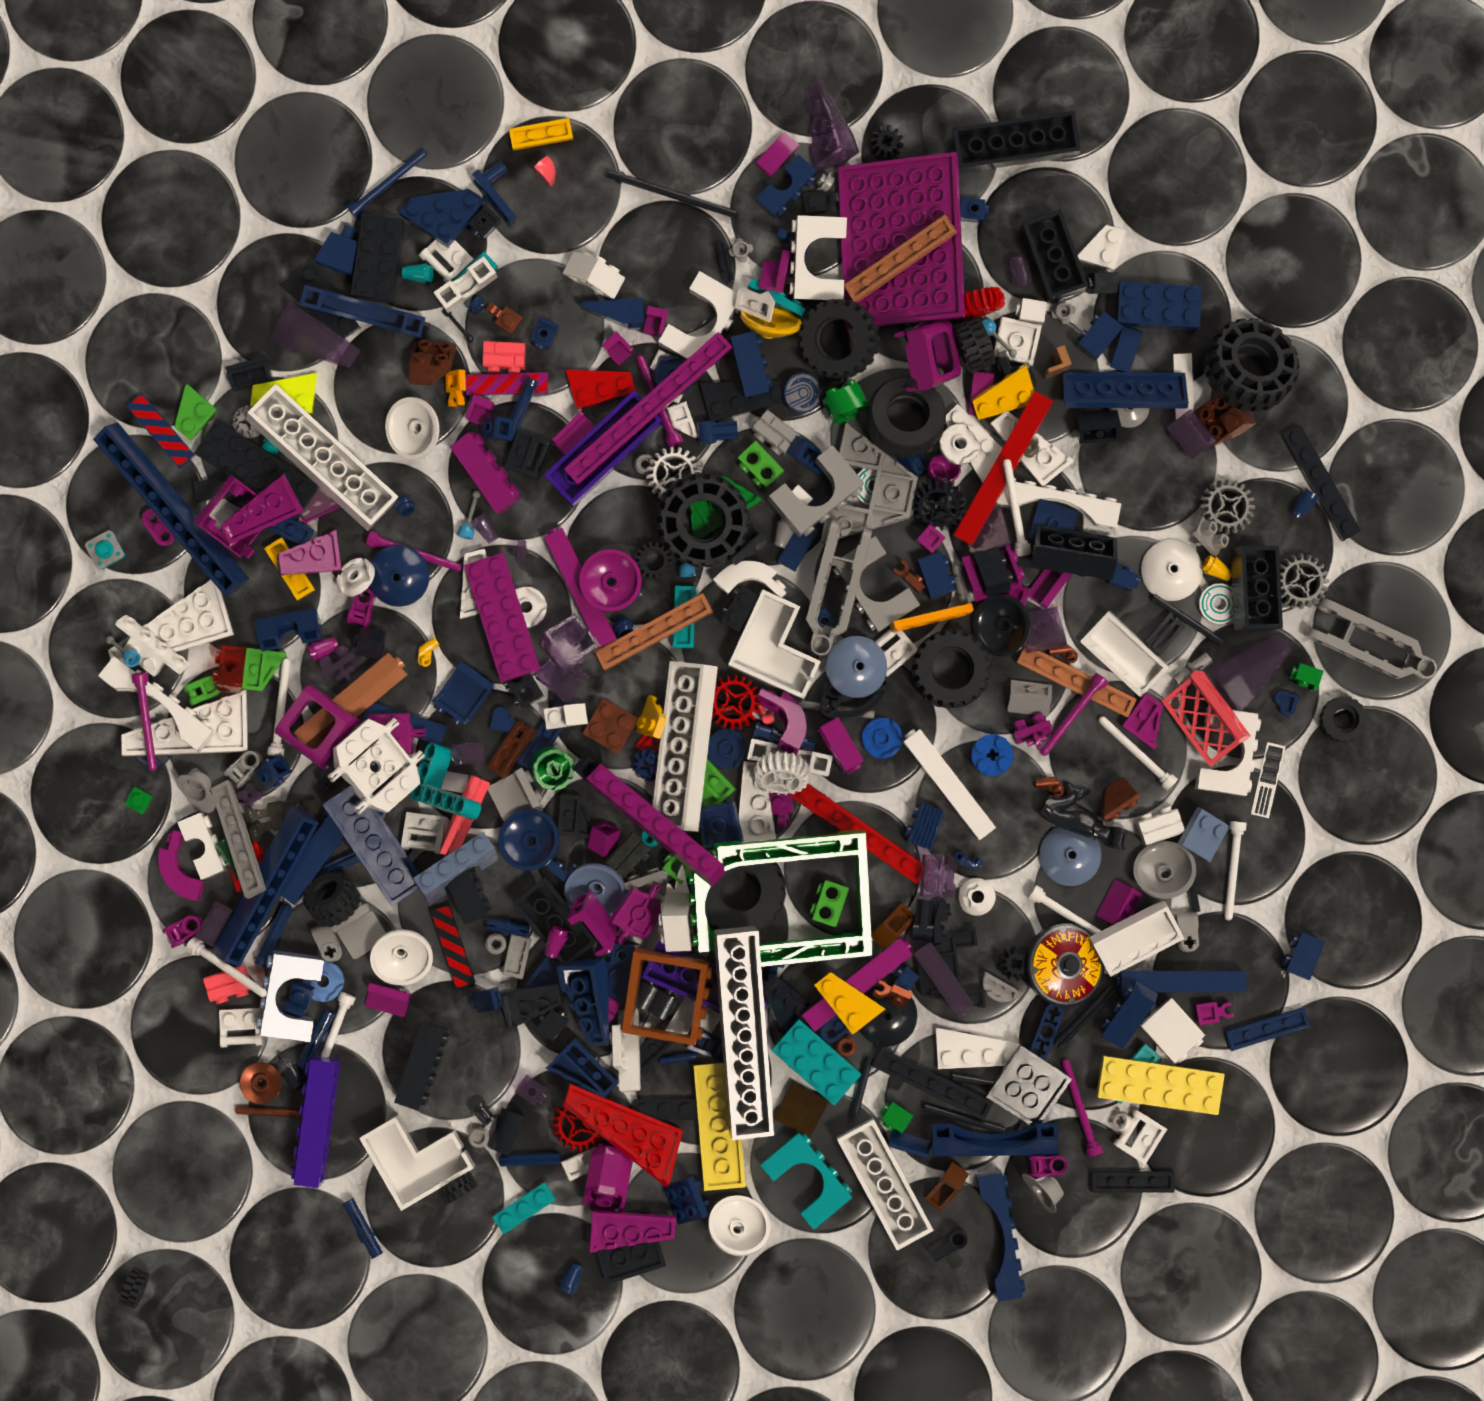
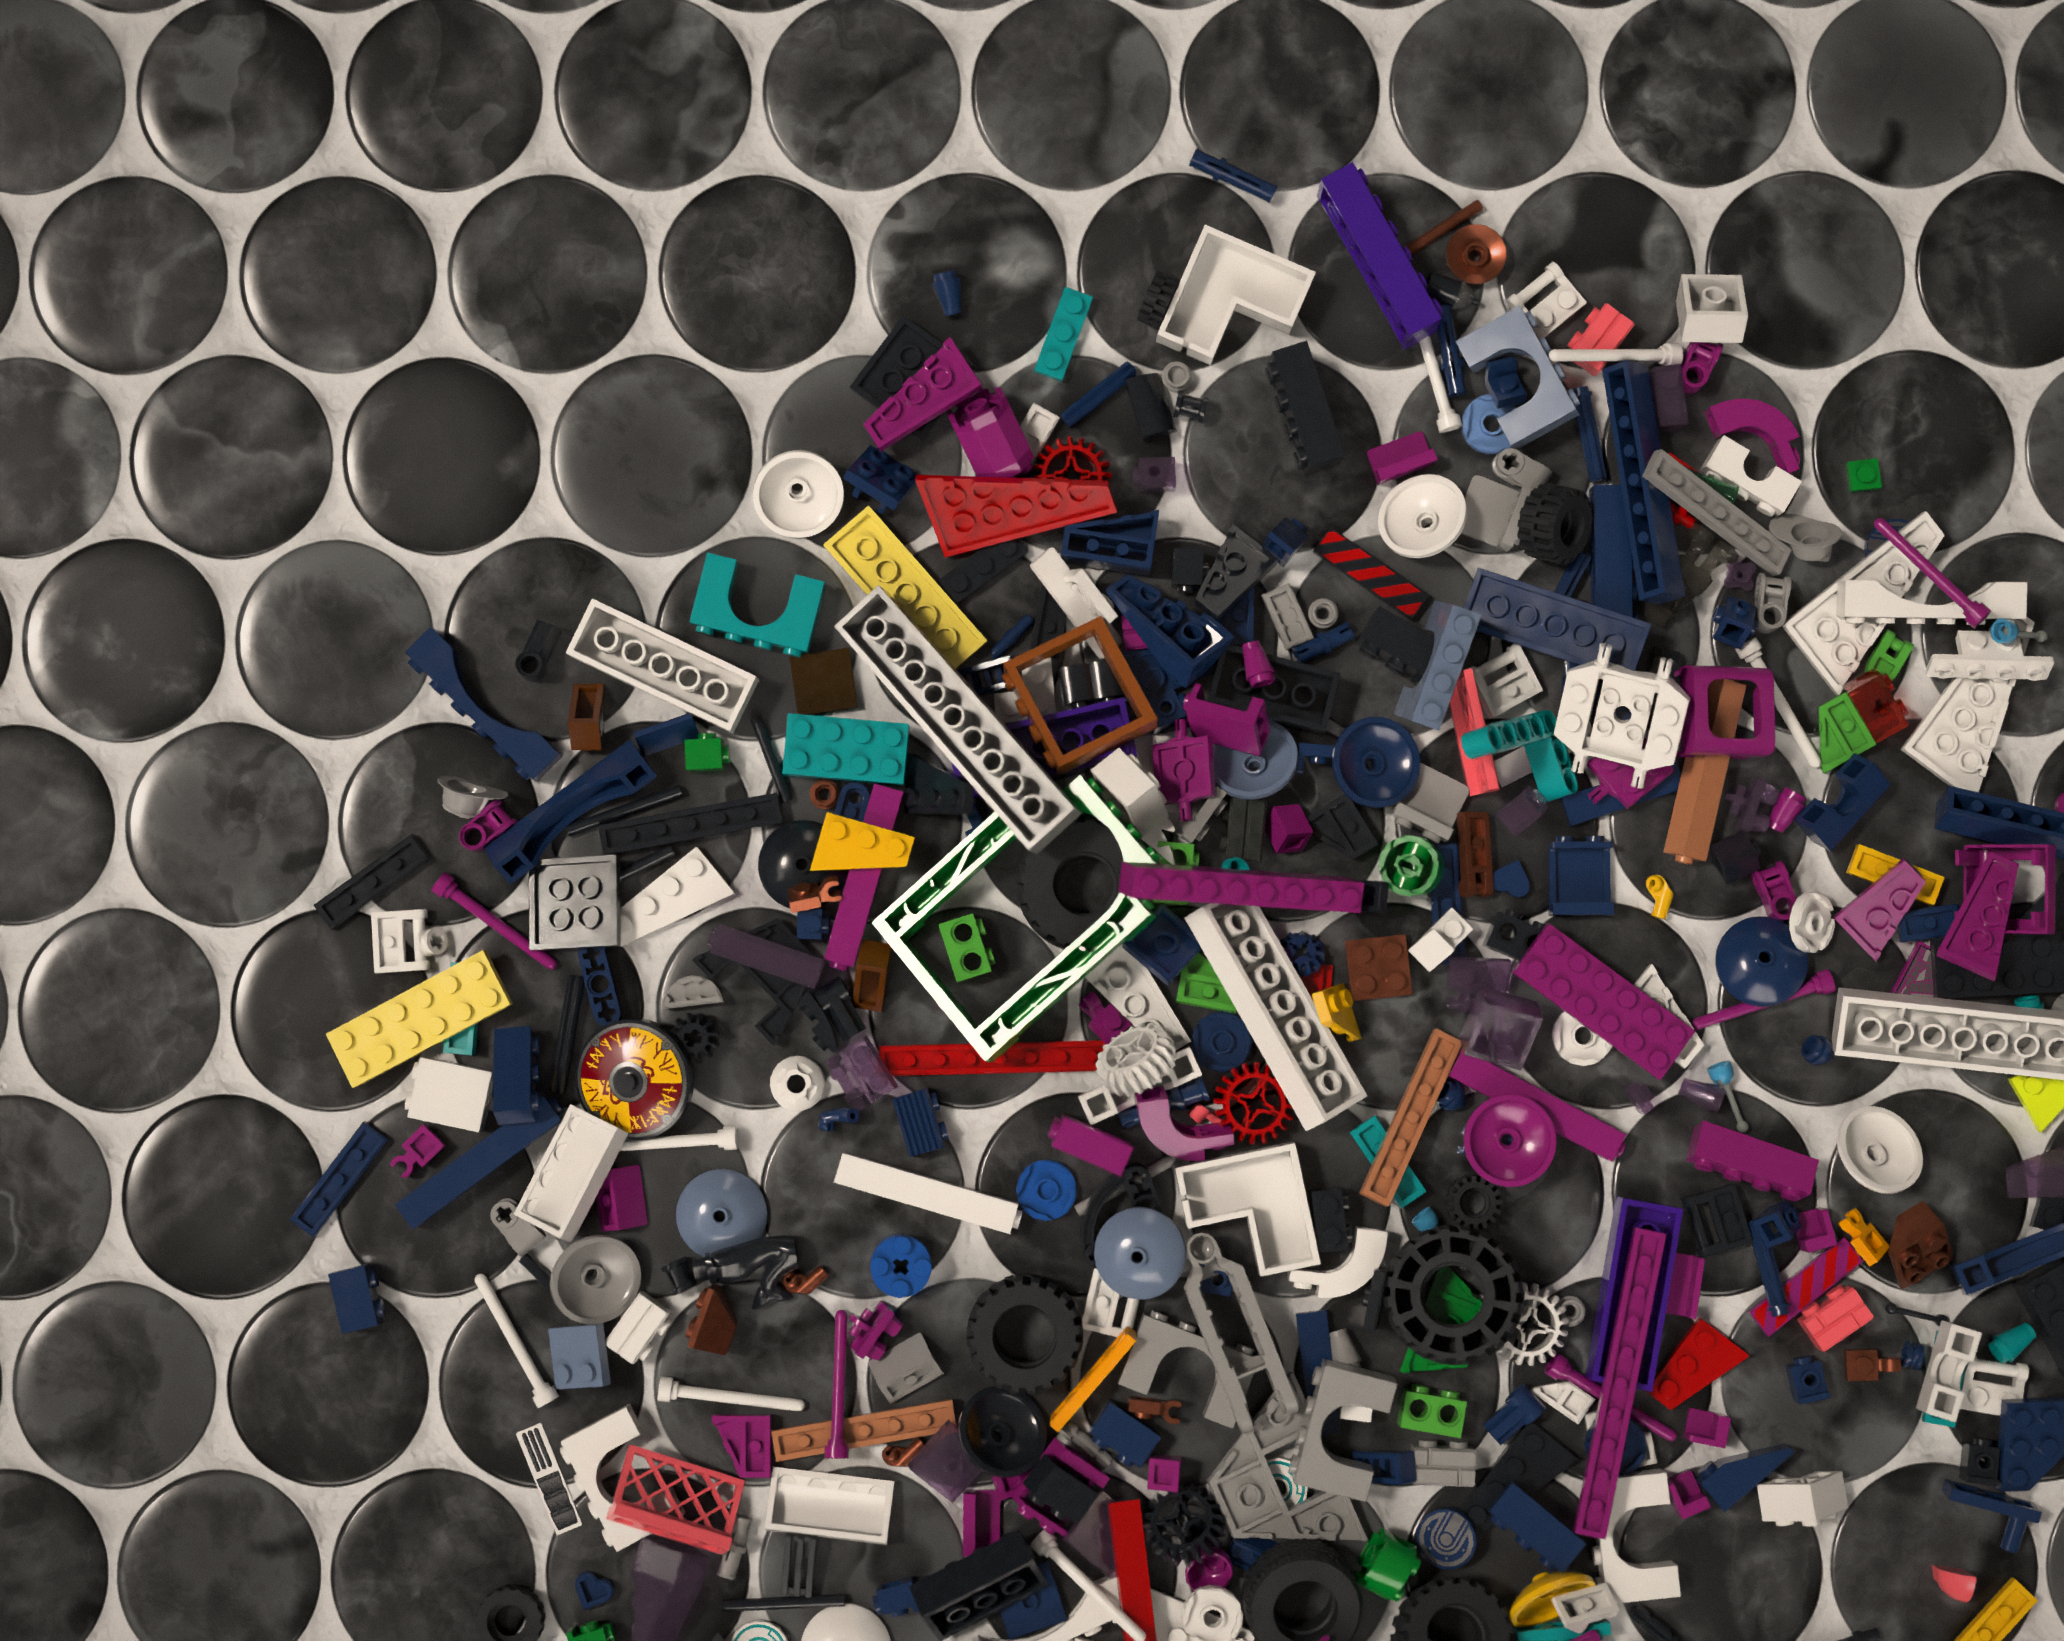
camera: 150 degrees right, 0 degrees up
(154, 955) = (1711, 308): none -> white brick

